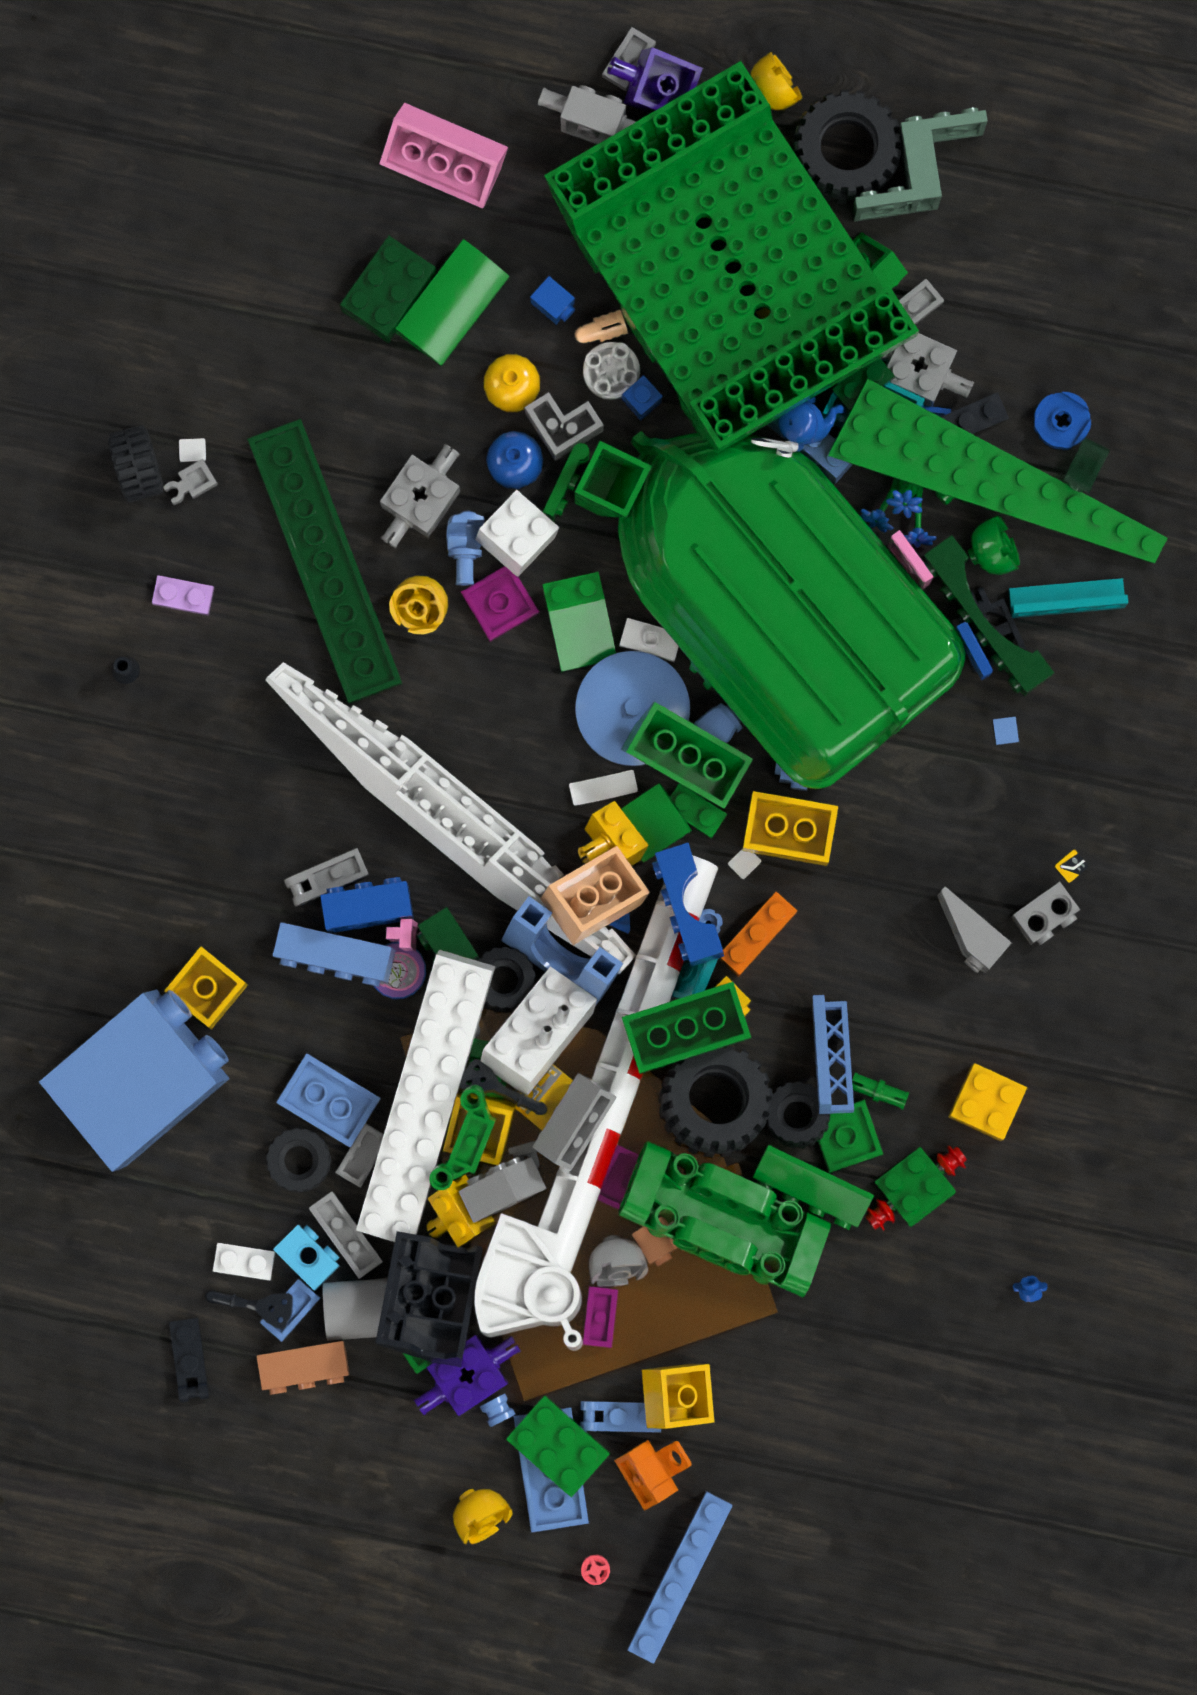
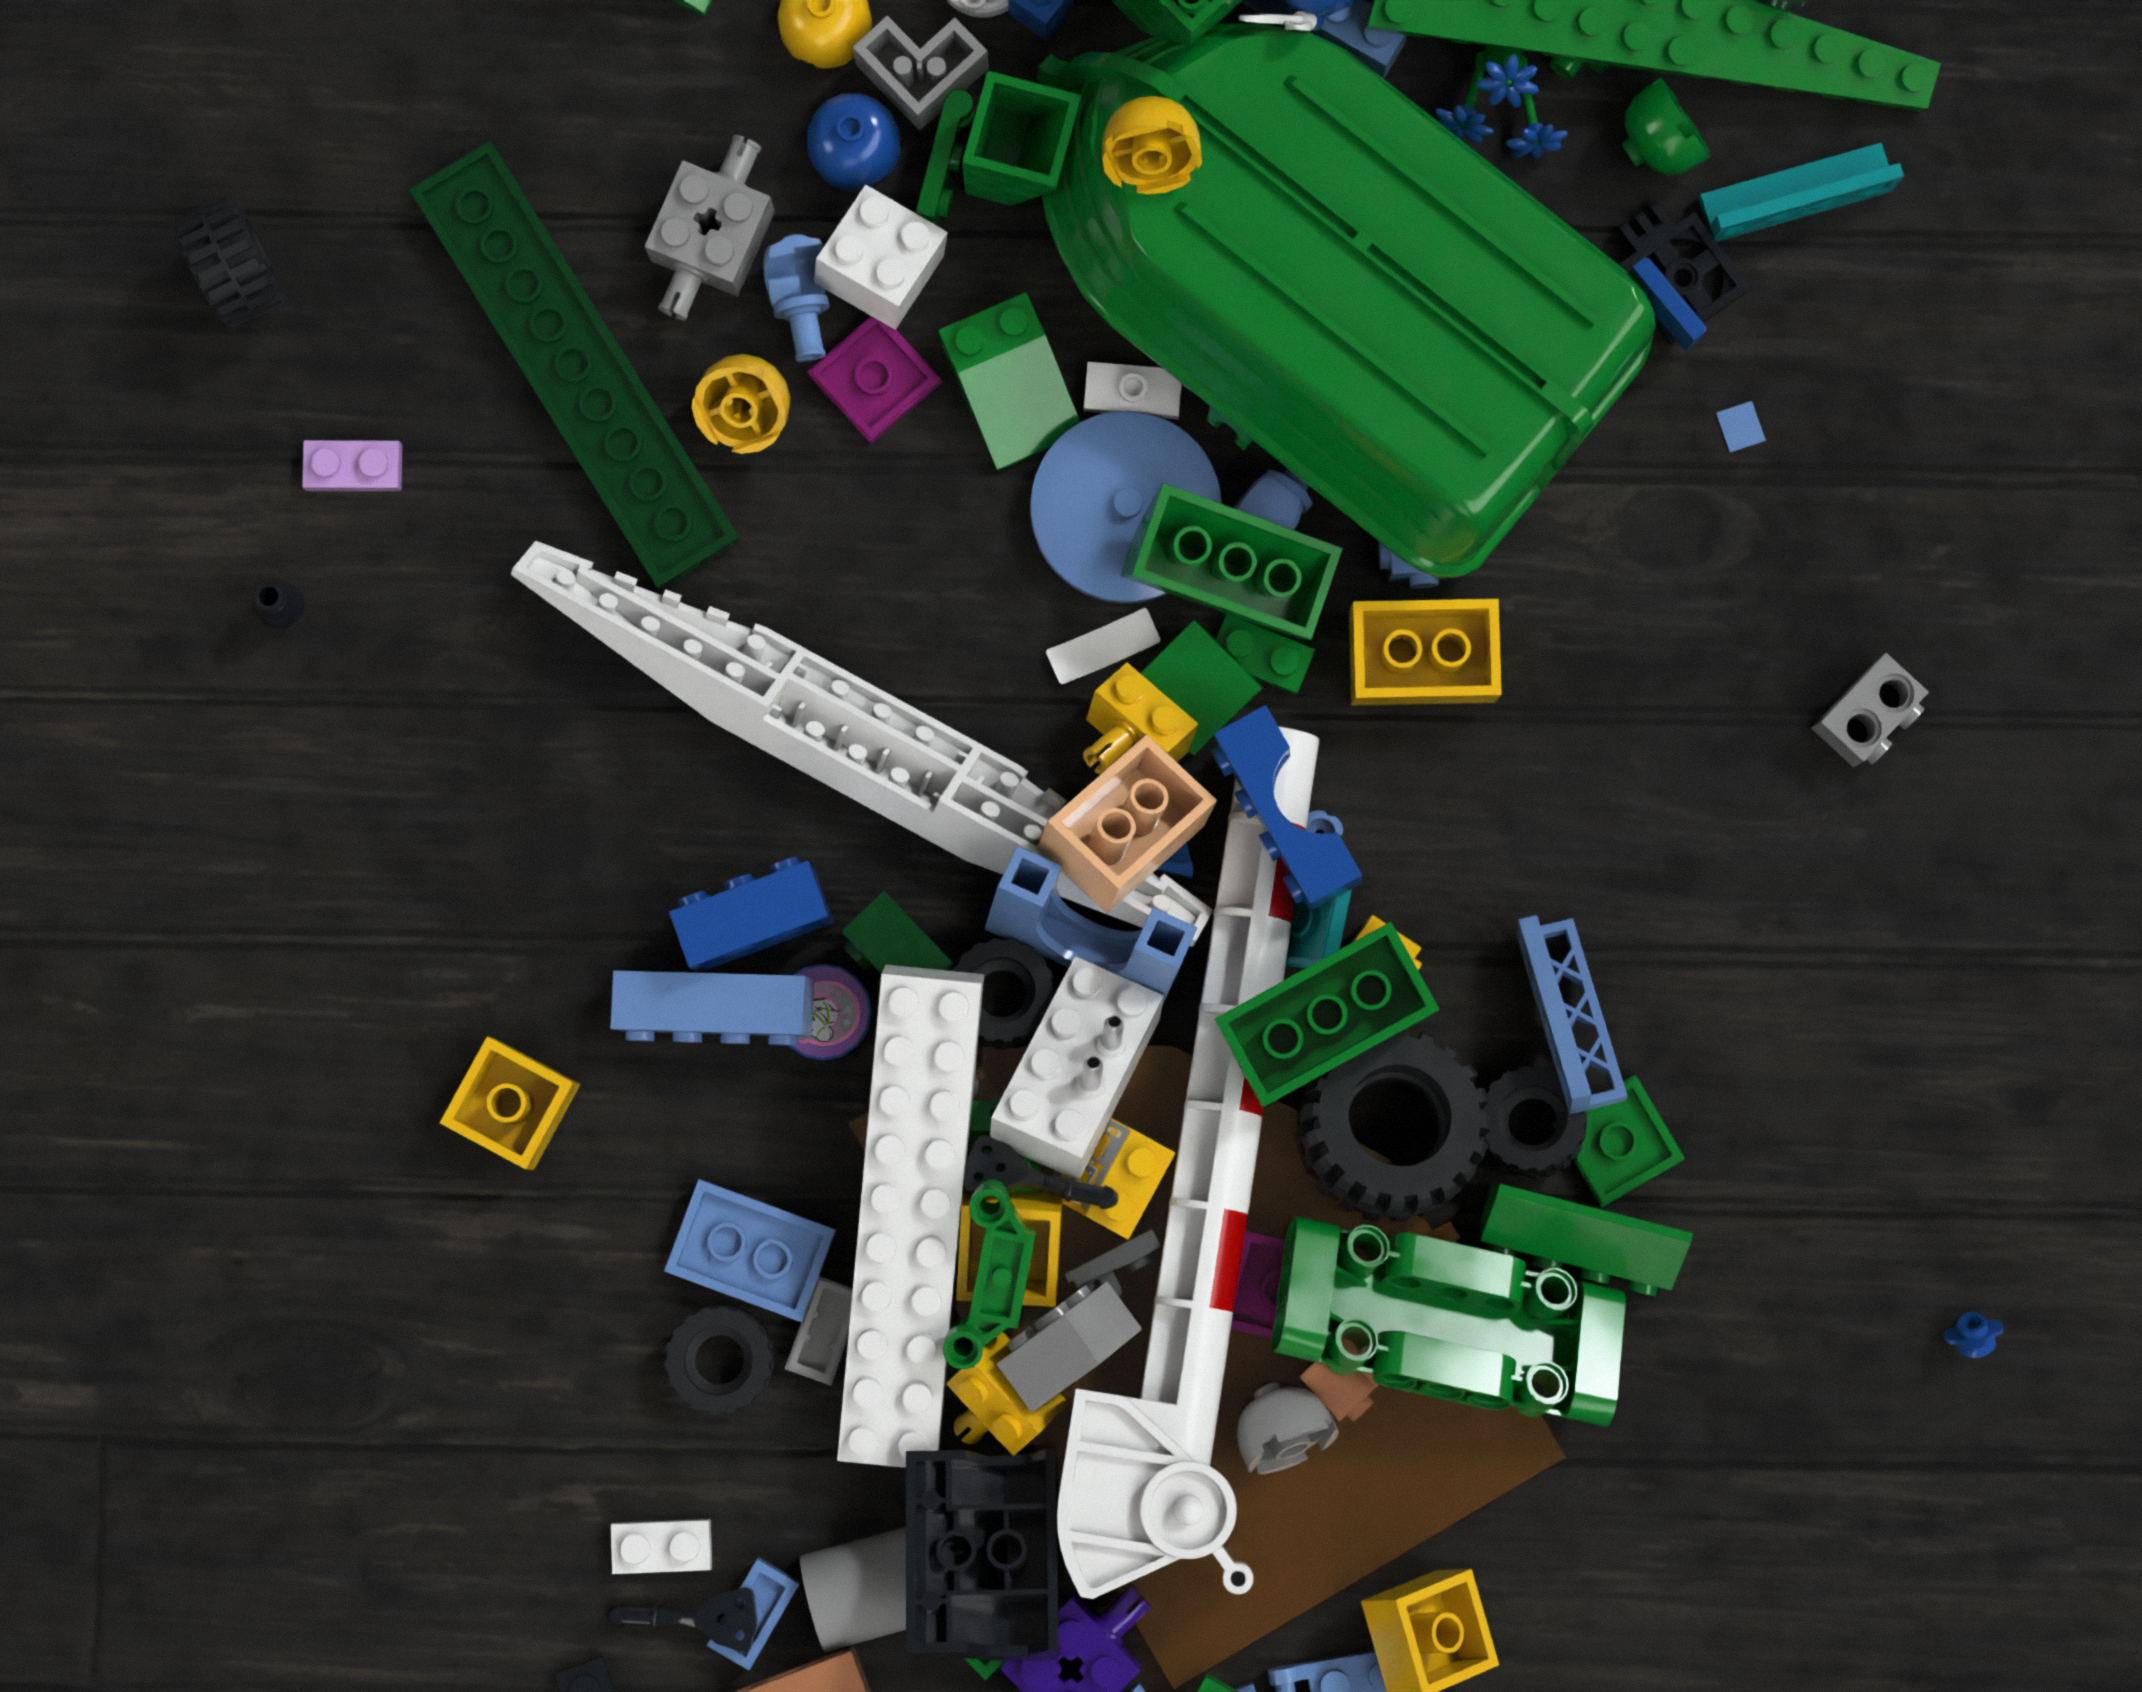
camera: 10 degrees left, 0 degrees up
(136, 1077) = (419, 1278): medium blue brick -> none
(192, 449) = (324, 227): white sticker -> none
(195, 480) = (336, 273): light grey plate -> none
(290, 1251) = (735, 1517): medium azure brick -> none
(332, 873) = (686, 871): light grey plate -> none
(343, 1233) = (814, 1464): light grey plate -> none
(405, 934) = (824, 950): bright pink tile -> none
(574, 1122) = (1168, 1210): light grey brick -> none
(600, 1317) = (1273, 1525): magenta plate -> none
(683, 508) = (1151, 145): none -> yellow cylinder
(744, 863) = (1358, 725): white sticker -> none
(757, 934) = (1406, 835): orange brick -> none
(879, 1090) = (1659, 1056): green pin -> none
(909, 560) = (1533, 173): bright pink tile -> none
(915, 1187) = (1751, 1203): green plate -> none
(974, 935) = (1761, 767): light grey slope -> none
(987, 1102) = (1841, 1039): yellow brick -> none
(1024, 668) = (1749, 313): dark green arch -> none
(1071, 866) = (1893, 625): sticker -> none

